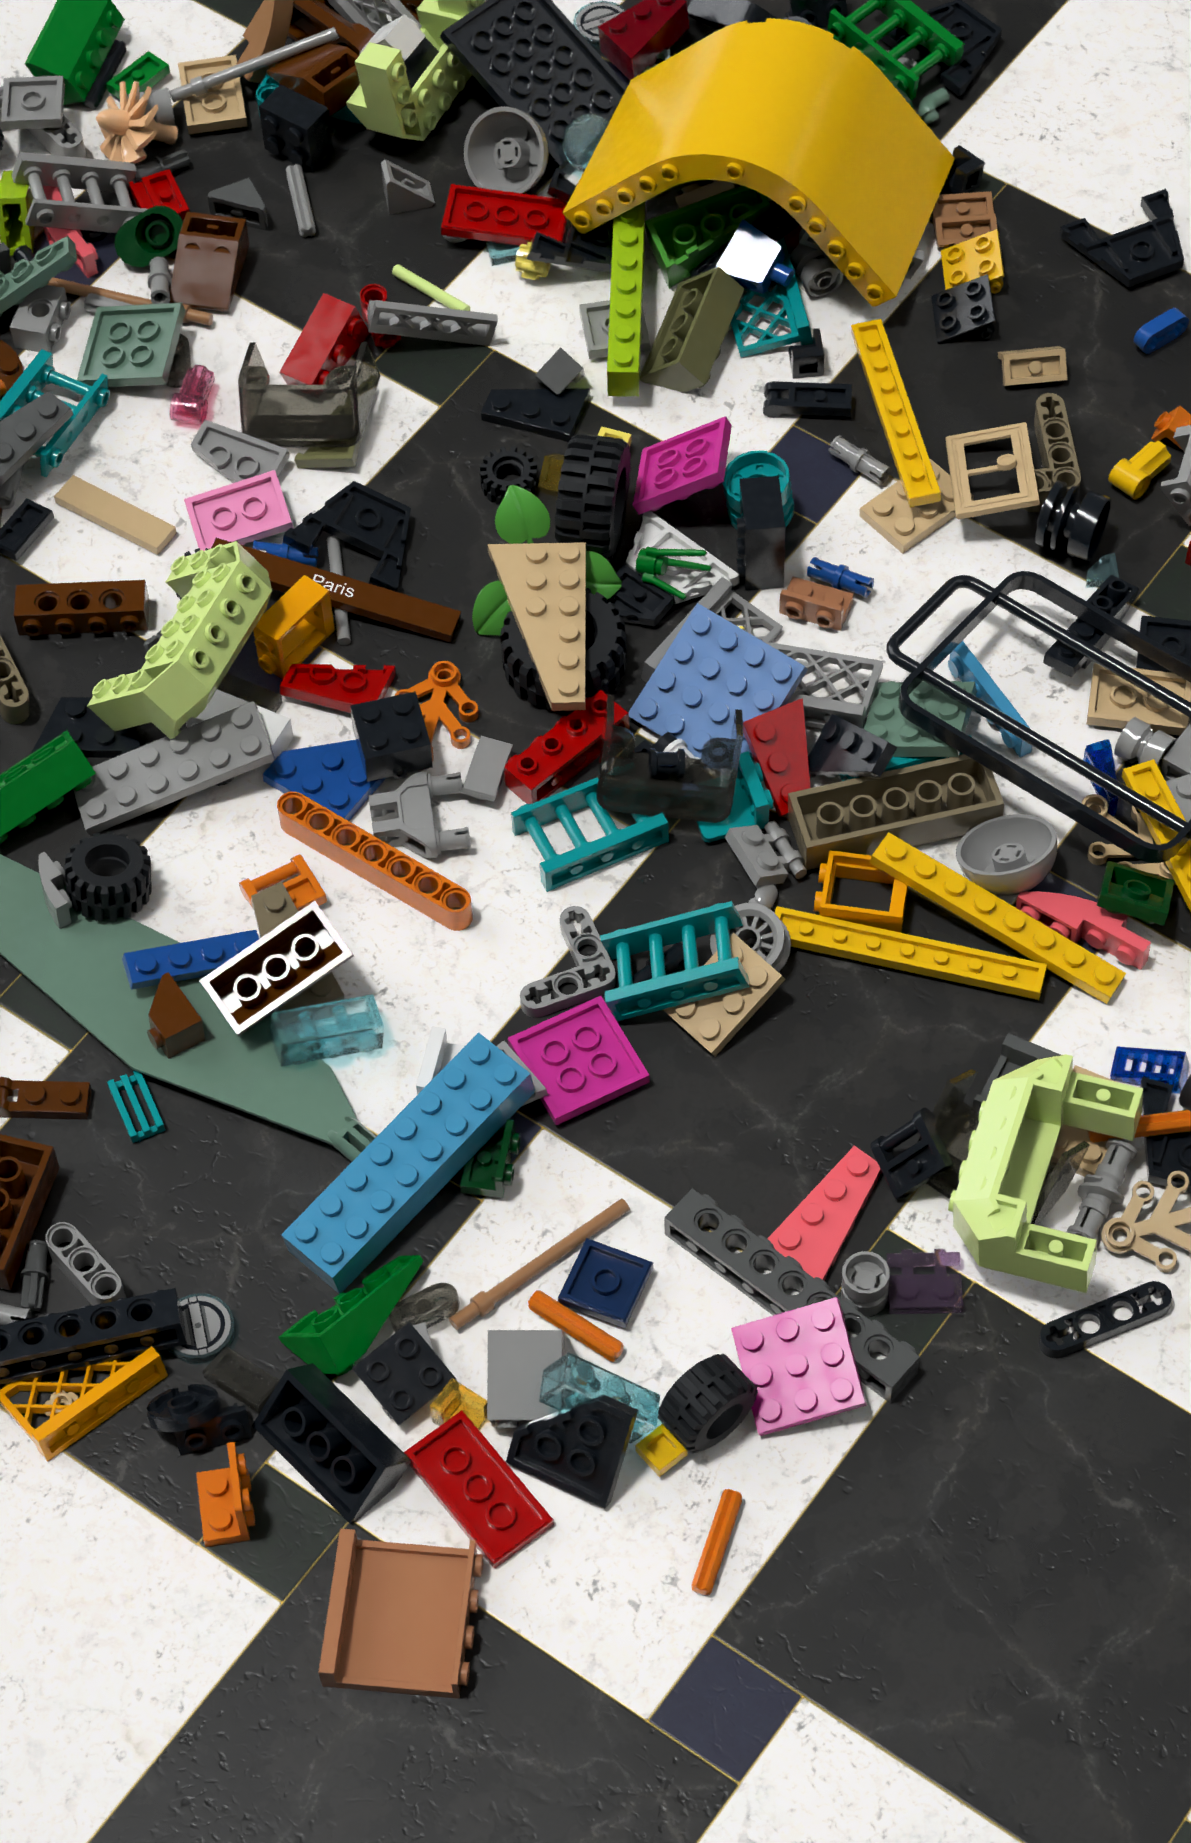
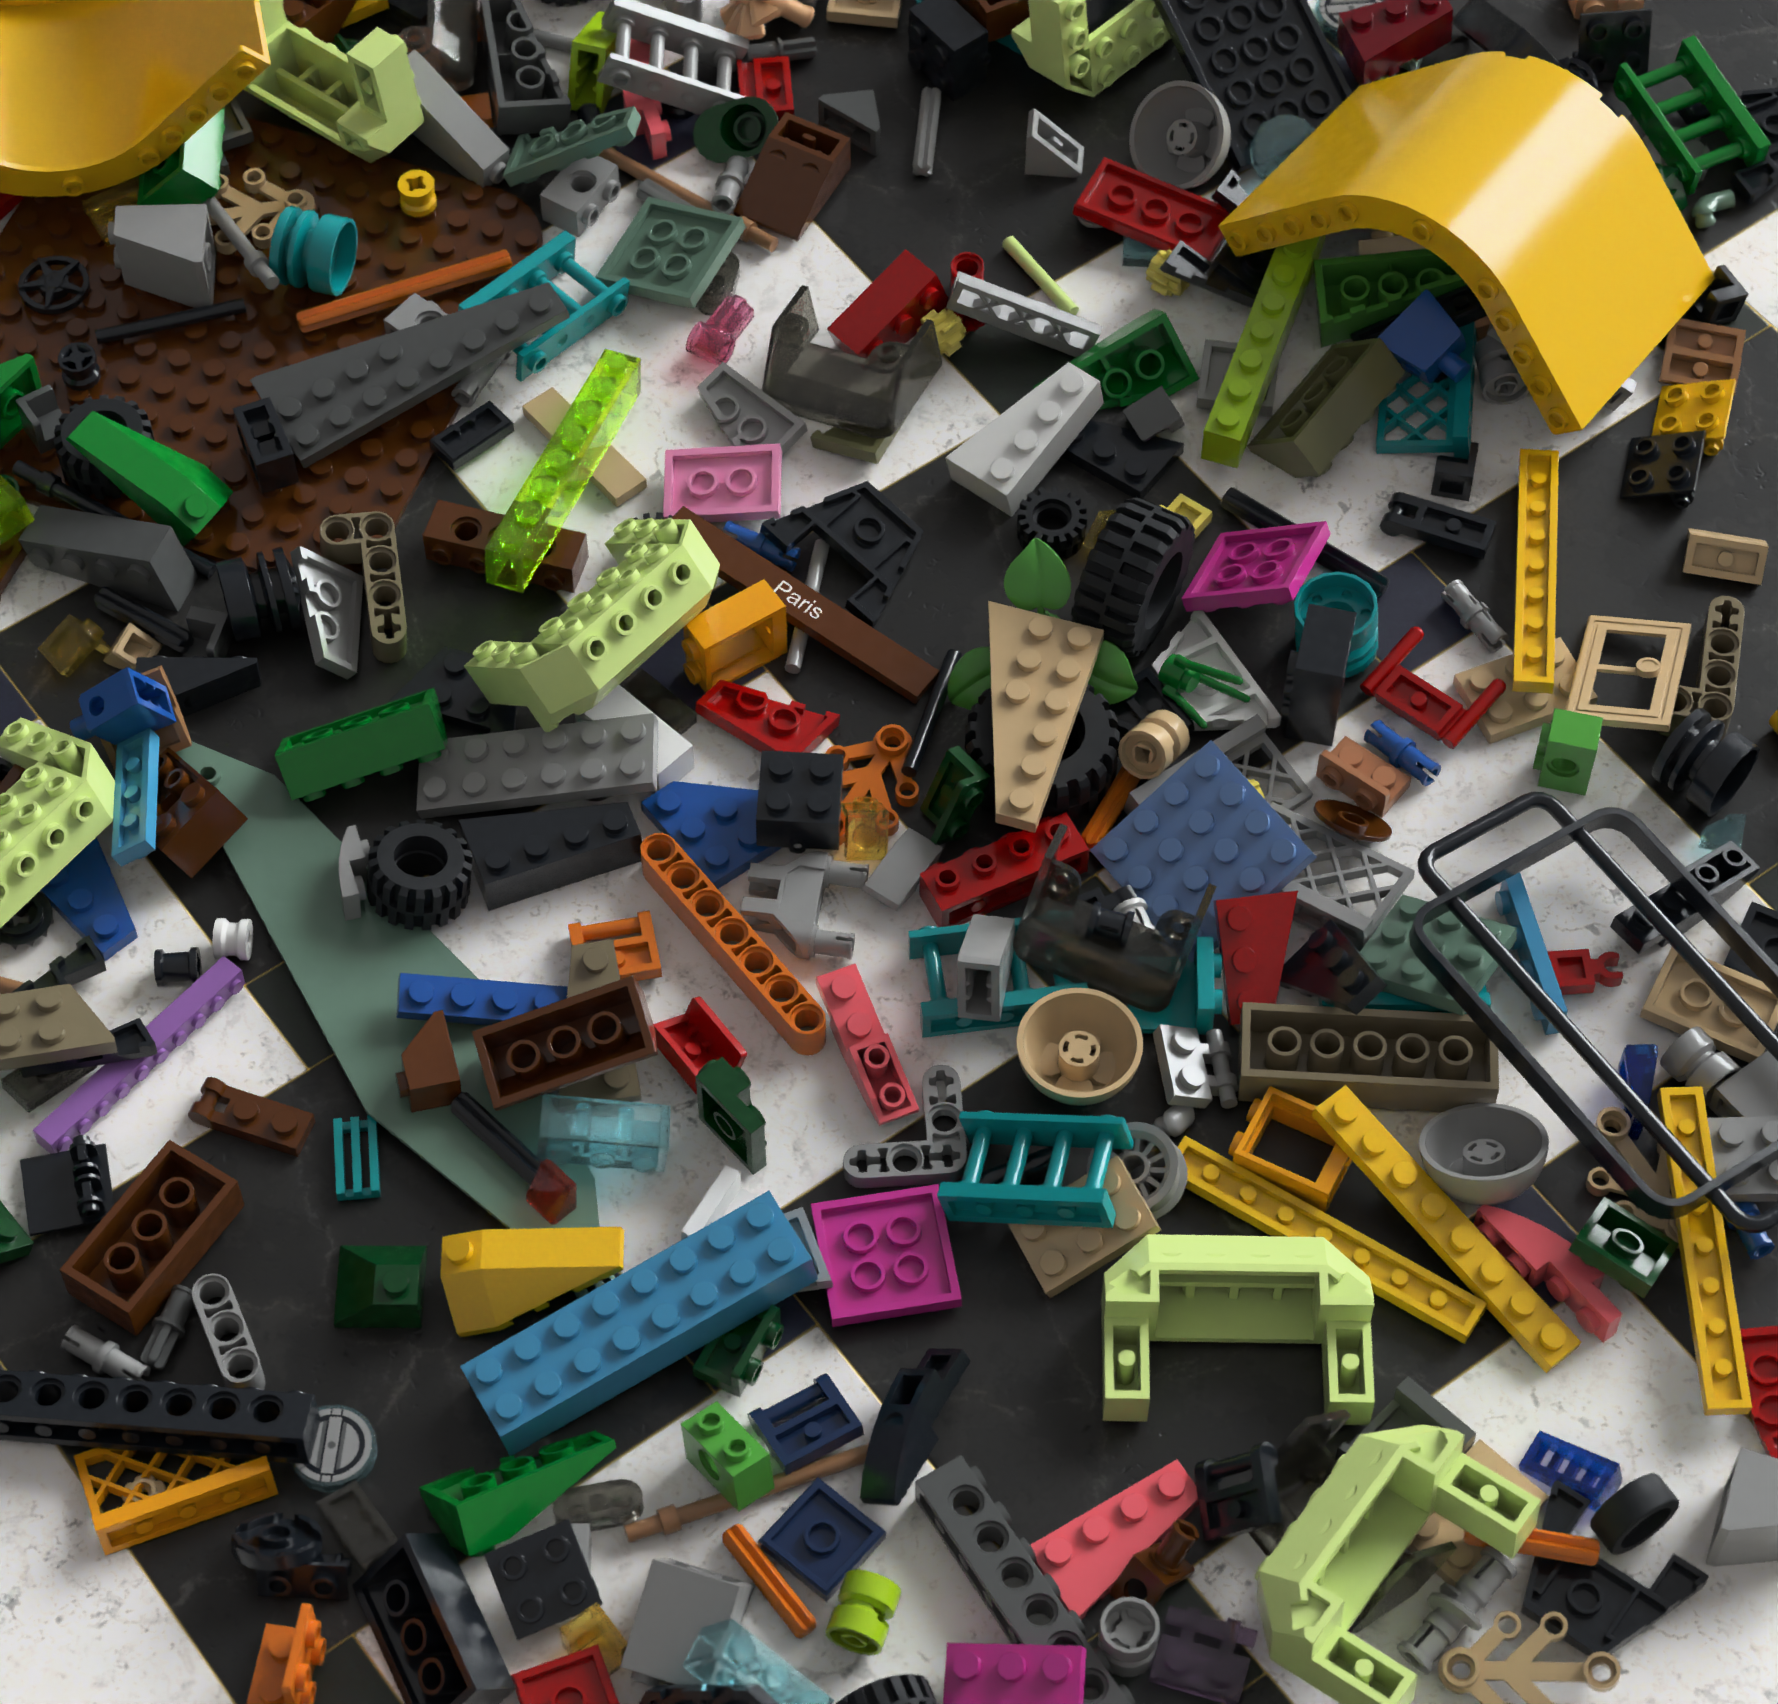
camera: 15 degrees right, 0 degrees up
(110, 535) = (562, 471): none -> clear neon green brick
(191, 1197) = (380, 1287): none -> dark green slope
(204, 829) = (548, 849): none -> black wedge
(246, 1058) = (496, 1136): none -> black axle
(294, 1153) = (510, 1271): none -> yellow wedge
(304, 1085) = (552, 1192): none -> clear red slope
(377, 346) = (948, 330): none -> light yellow gear
(380, 945) = (696, 1039): none -> red bracket
(420, 987) = (729, 1113): none -> dark green plate
(448, 746) = (865, 829): none -> clear yellow bracket
(466, 646) = (930, 715): none -> black bar
(468, 416) = (1027, 439): none -> white wedge
(506, 910) = (865, 1045): none -> coral slope
(509, 700) = (954, 795): none -> dark green bracket
(513, 1241) = (727, 1456): none -> bright green brick
(521, 344) = (1138, 361): none -> green wedge
(569, 1207) = (810, 1433): none -> dark blue plate
(583, 822) = (984, 967): none -> light grey slope
(633, 670) = (1109, 808): none -> orange axle
(639, 1179) = (903, 1426): none -> black slope
(651, 620) = (1153, 744): none -> tan wheel
(657, 1326) = (865, 1606): none -> lime wheel
(670, 428) = (1330, 556): none -> black axle
(674, 861) = (1079, 1046): none -> tan piece
(821, 638) = (1352, 821): none -> reddish brown dish
(840, 534) = (1420, 701): none -> red plate
(859, 1010) = (1240, 1294): none -> yellowish green wedge
(870, 1223) = (1160, 1564): none -> reddish brown bracket
(967, 541) = (1567, 751): none -> bright green brick
(1033, 703) = (1578, 972): none -> red plate

